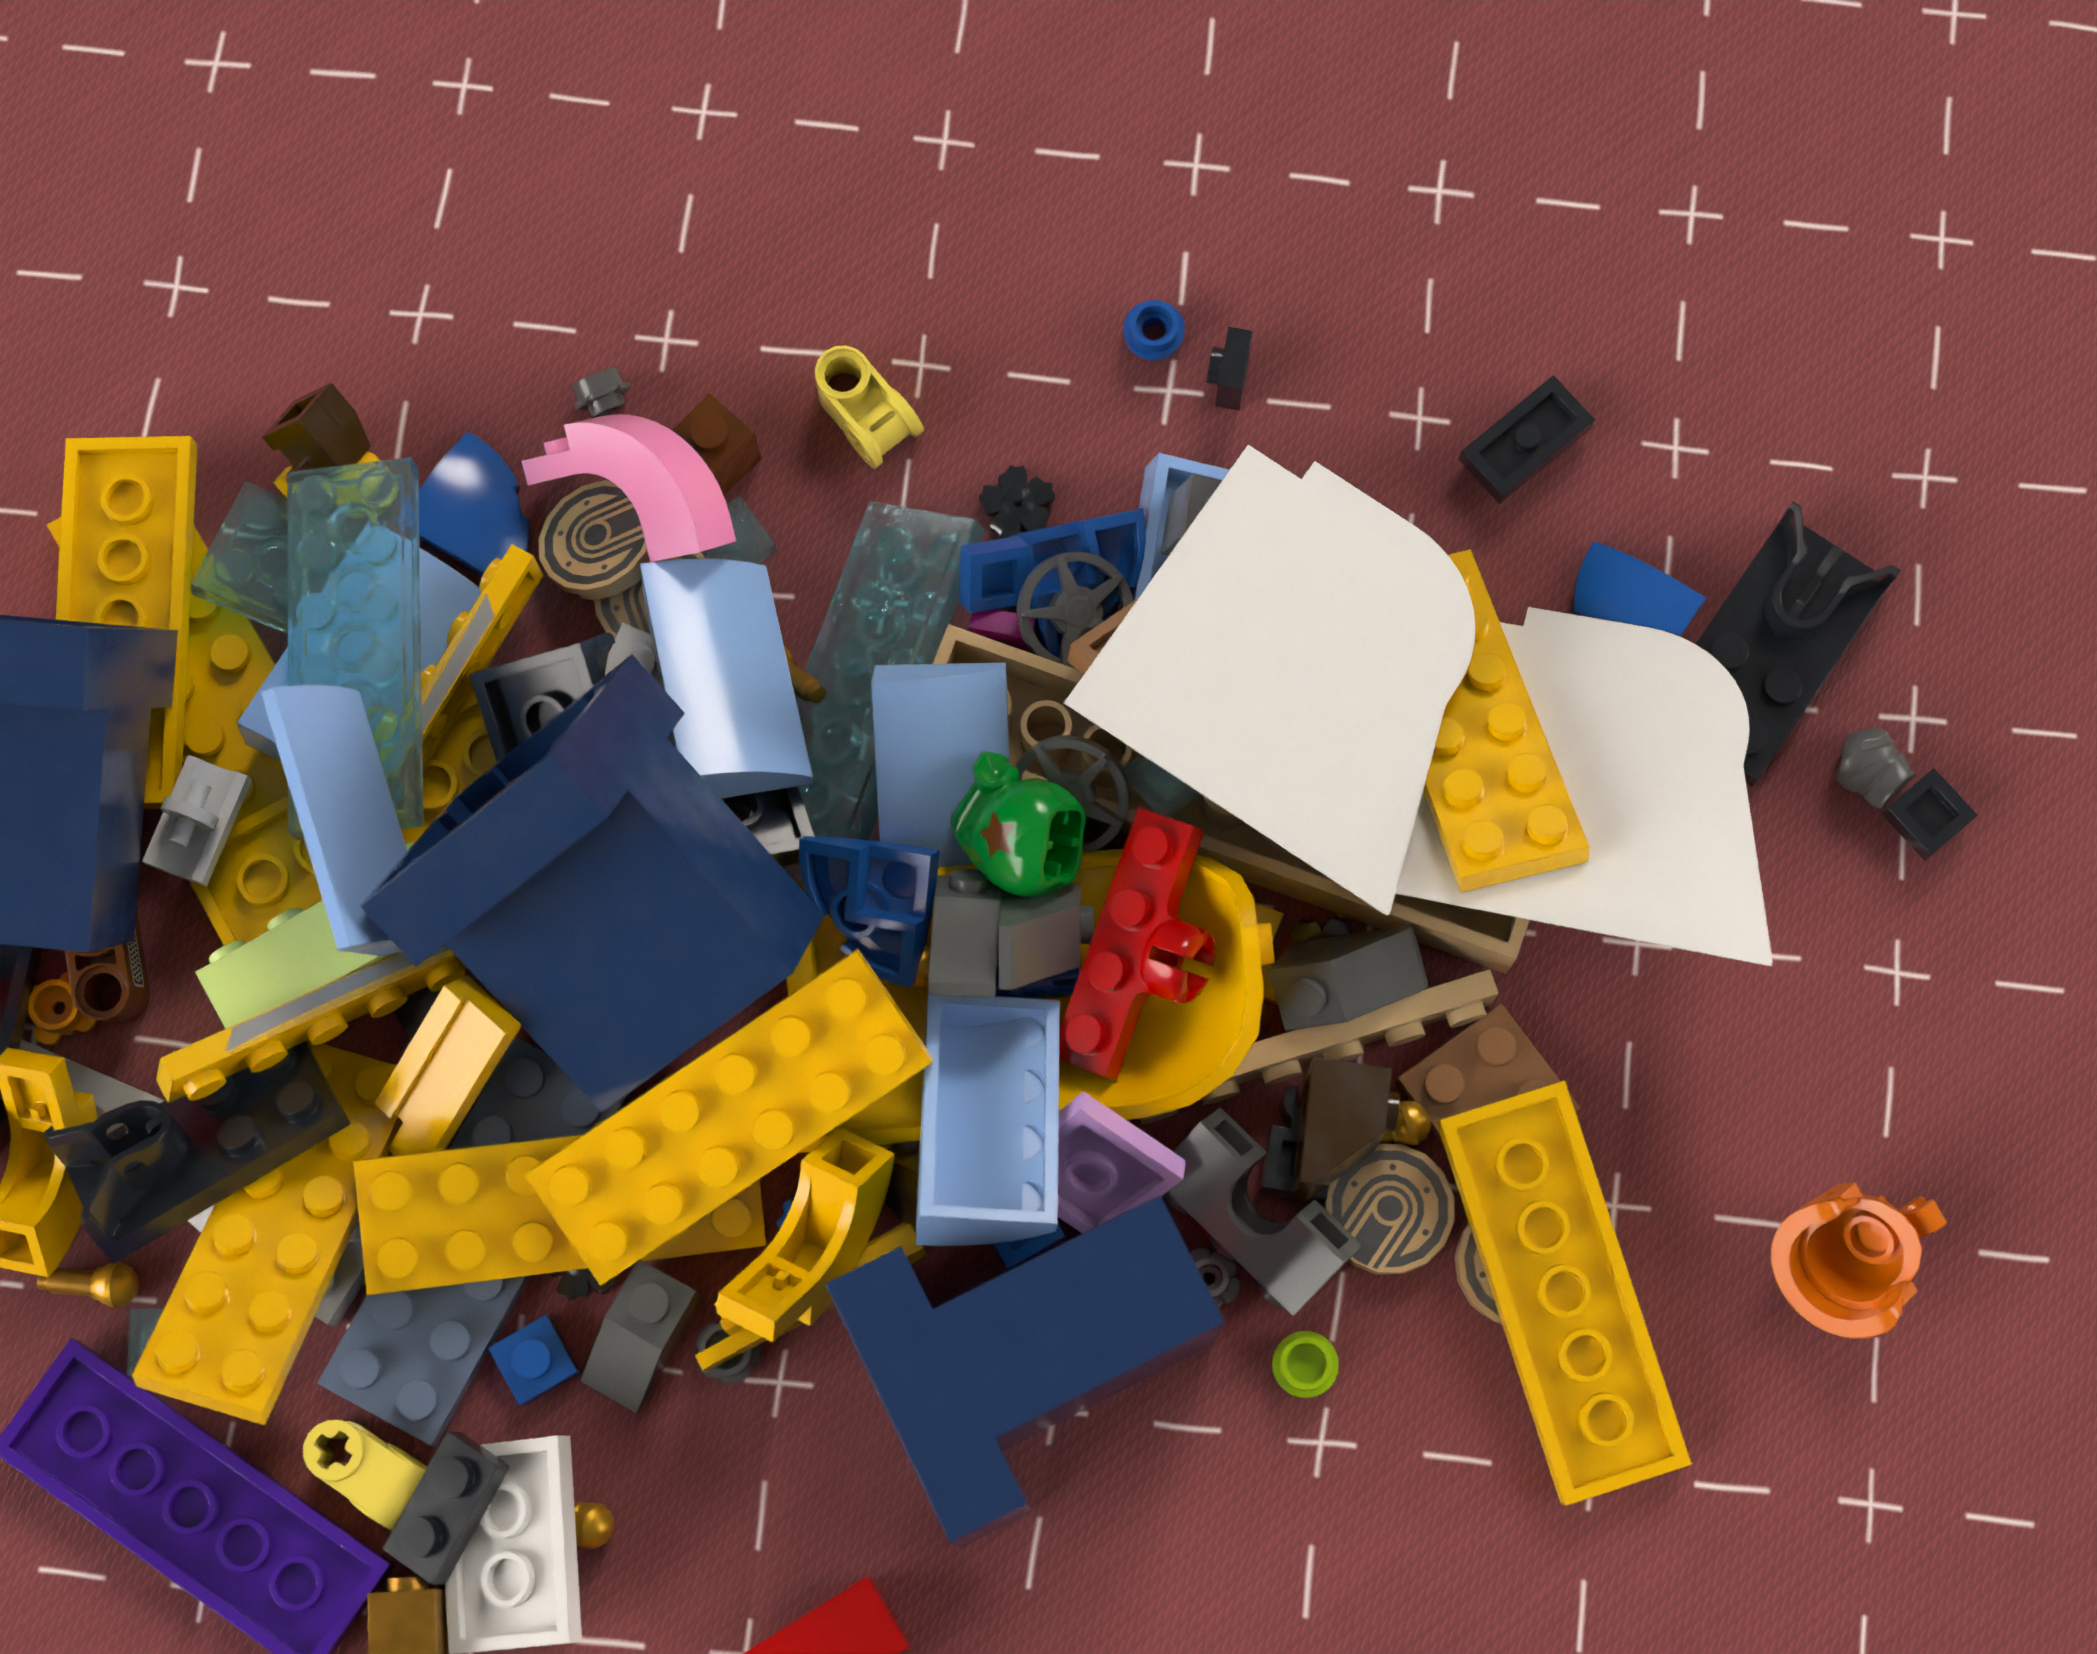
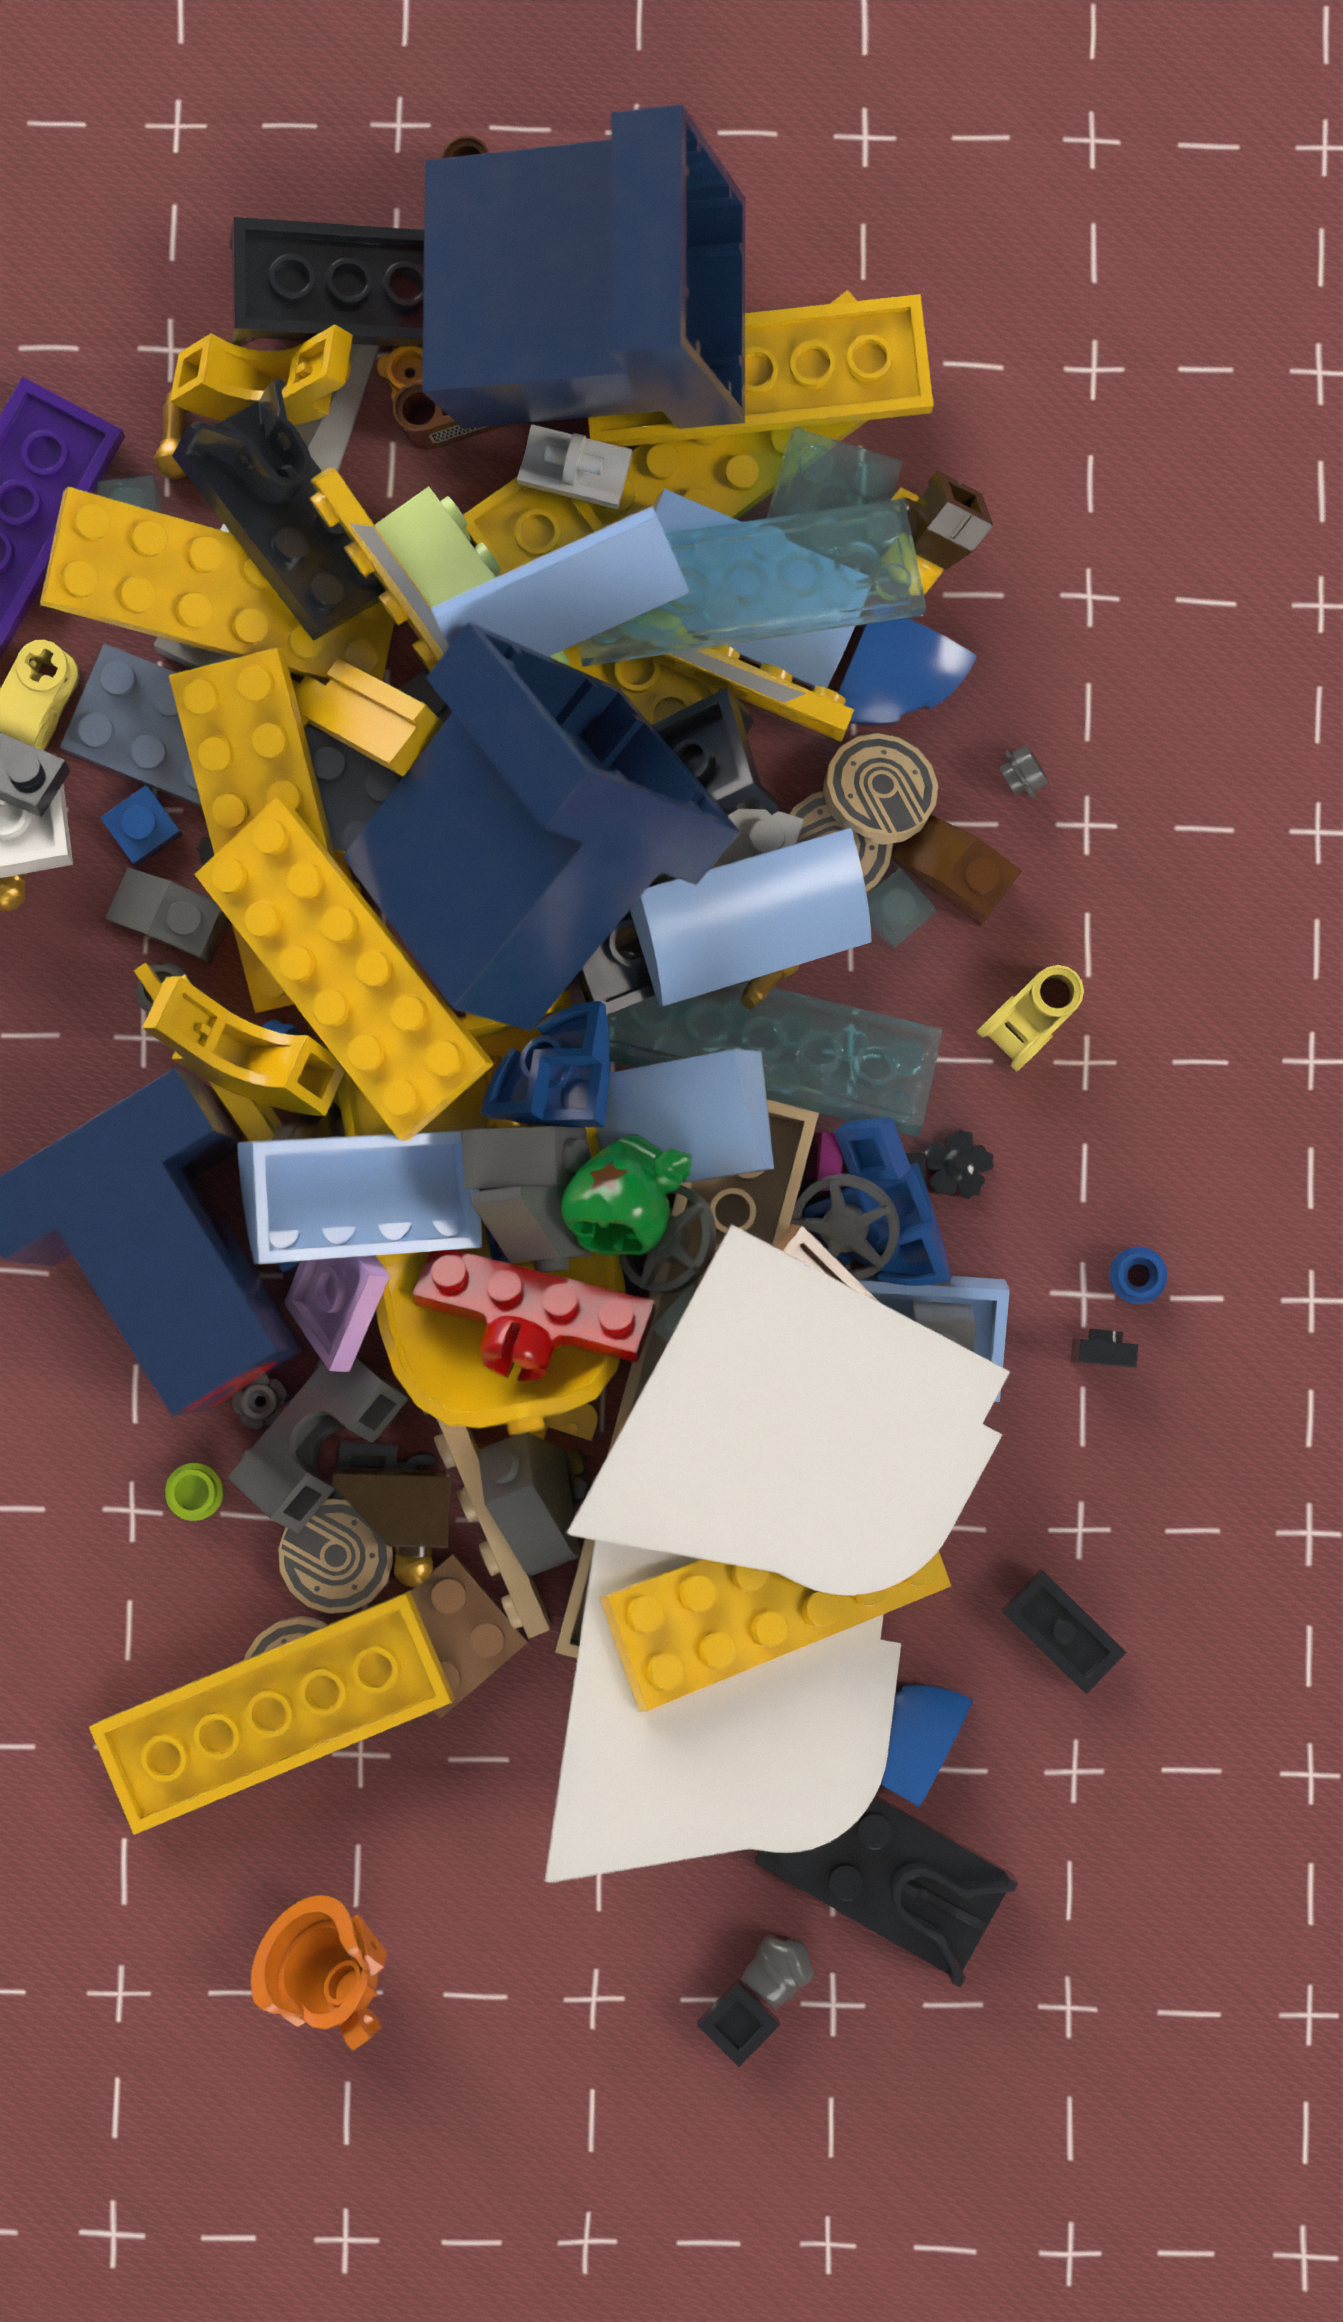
camera: 80 degrees right, 10 degrees up
(658, 472) = (942, 827): bright pink arch -> none

